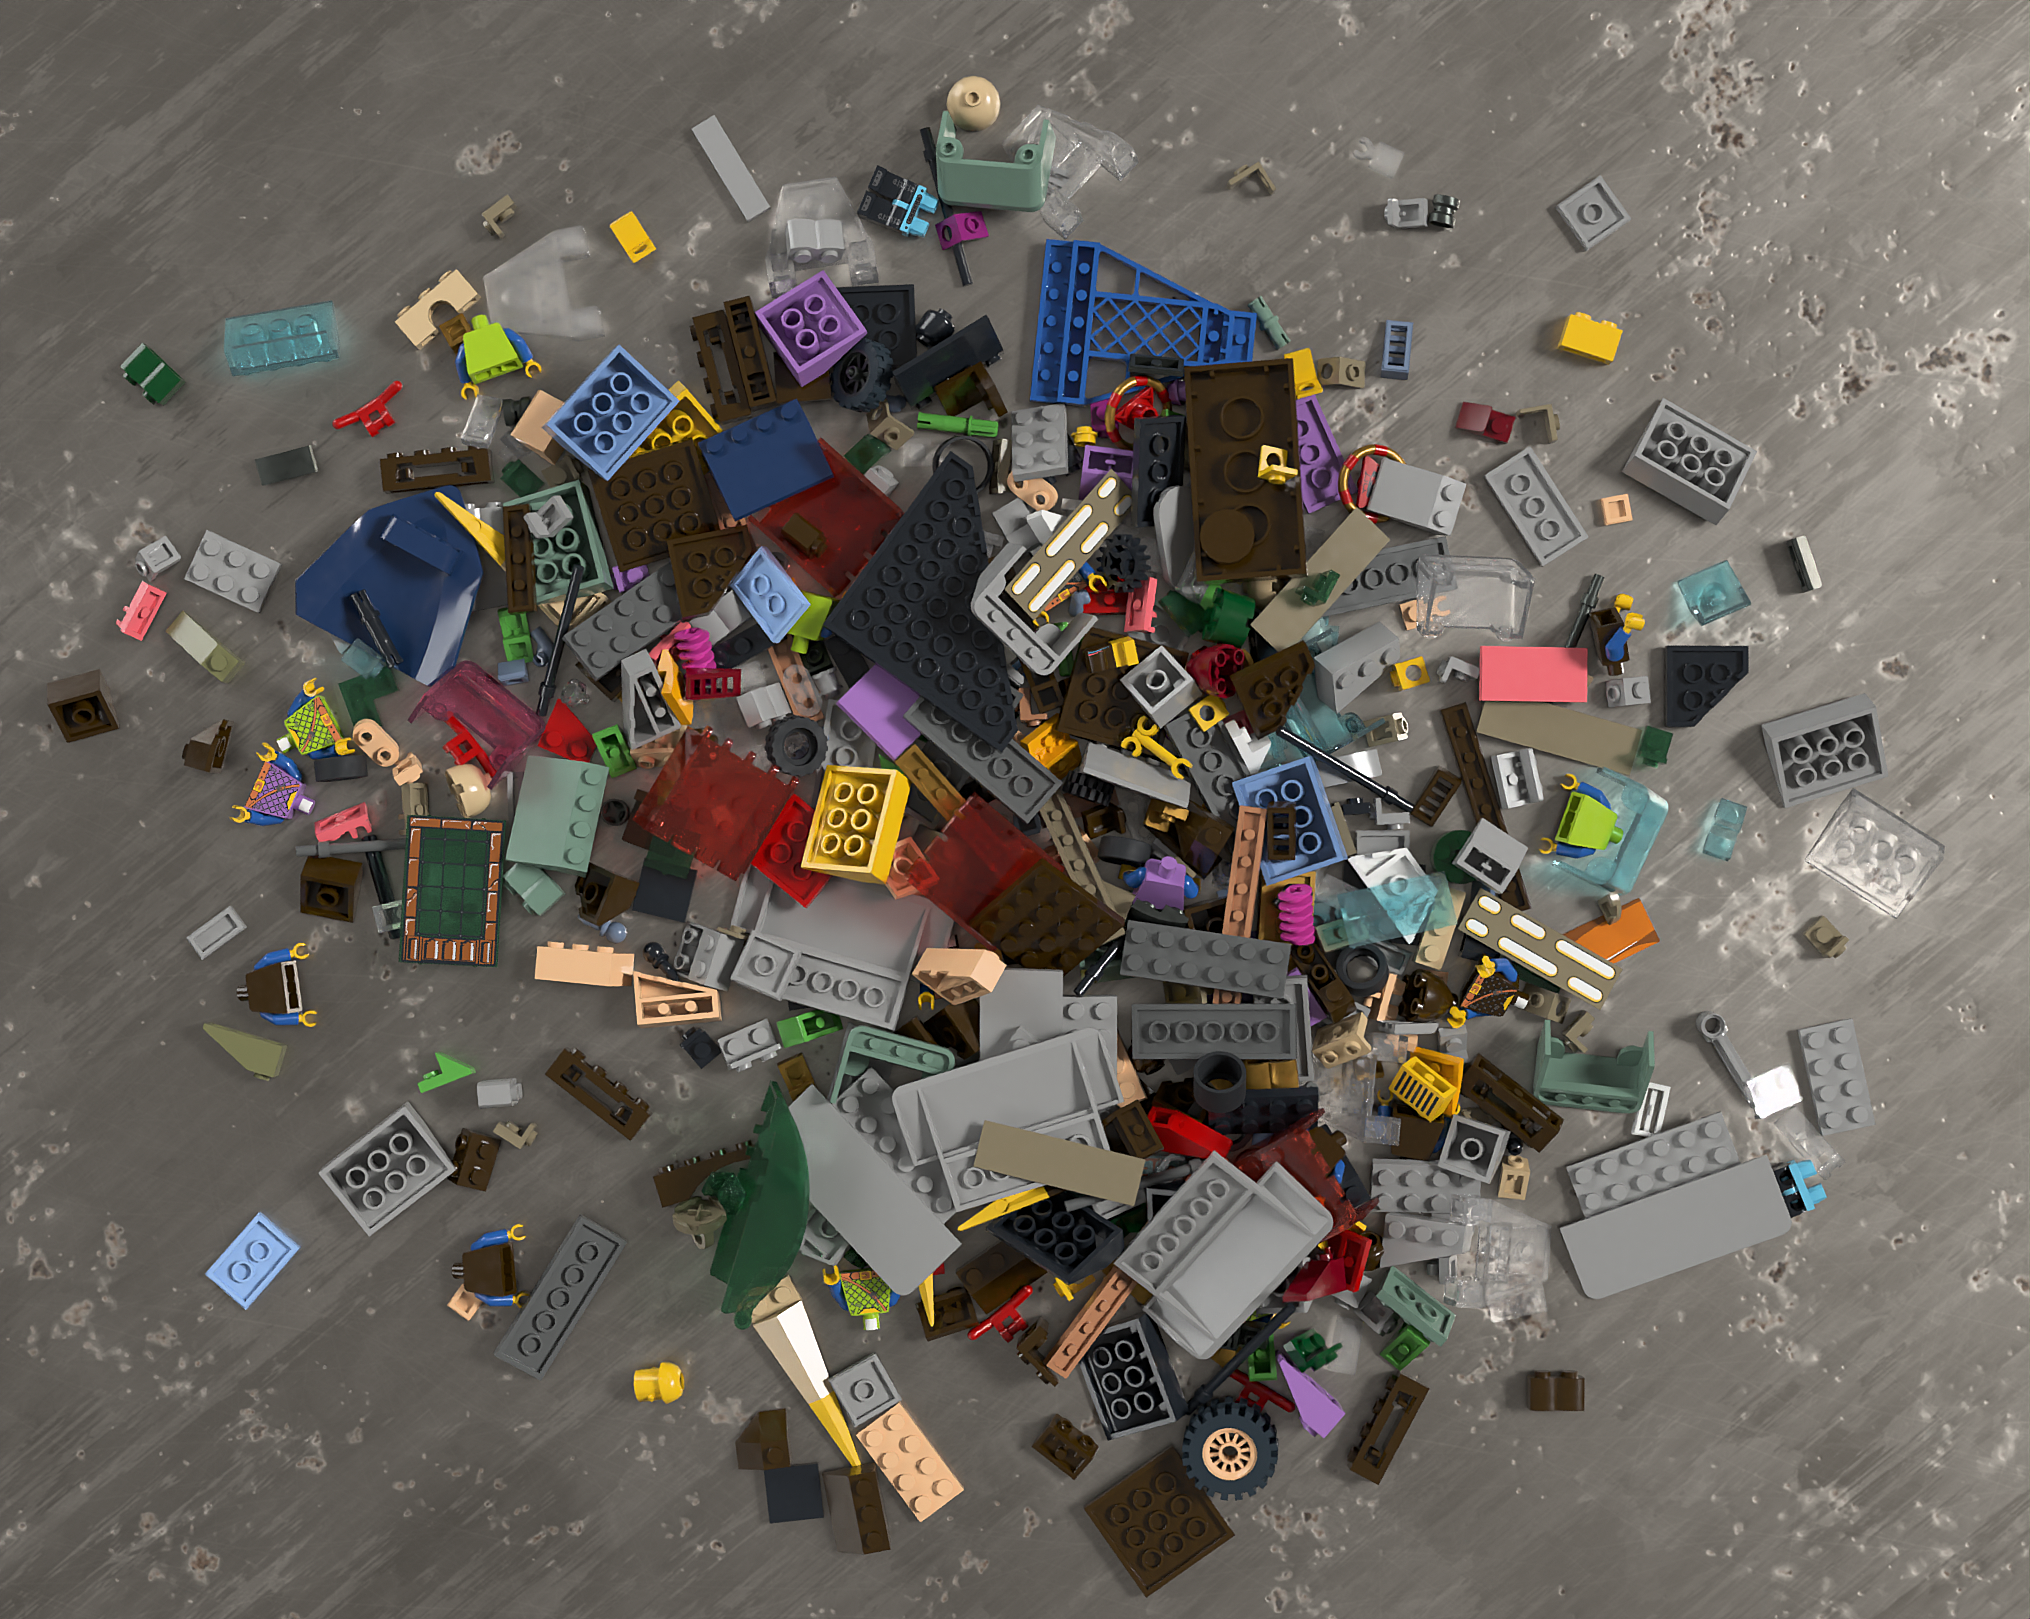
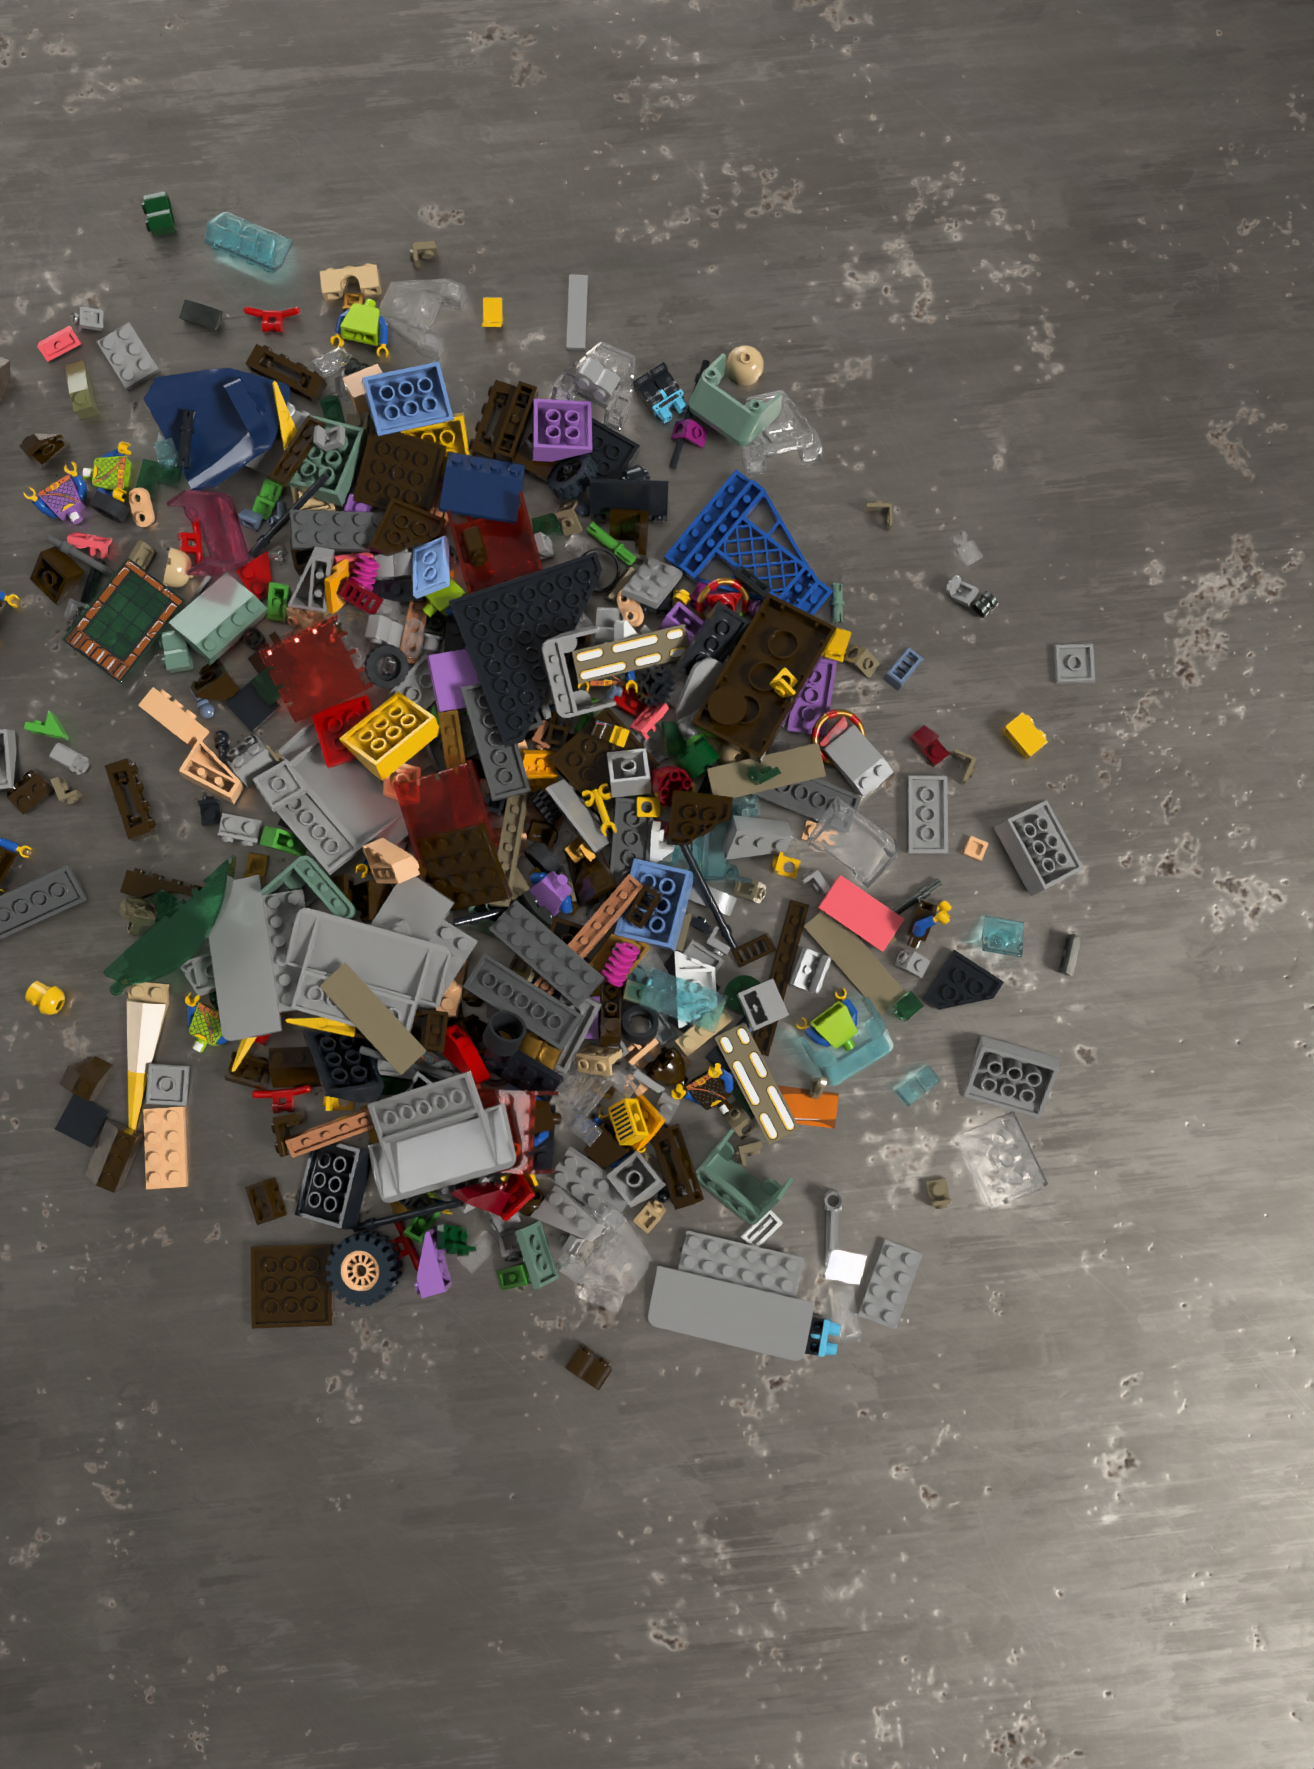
camera: 30 degrees right, 5 degrees down
(407, 770) = (147, 534): light nougat plate -> none
(1370, 1431) = (441, 1335): dark brown brick -> none

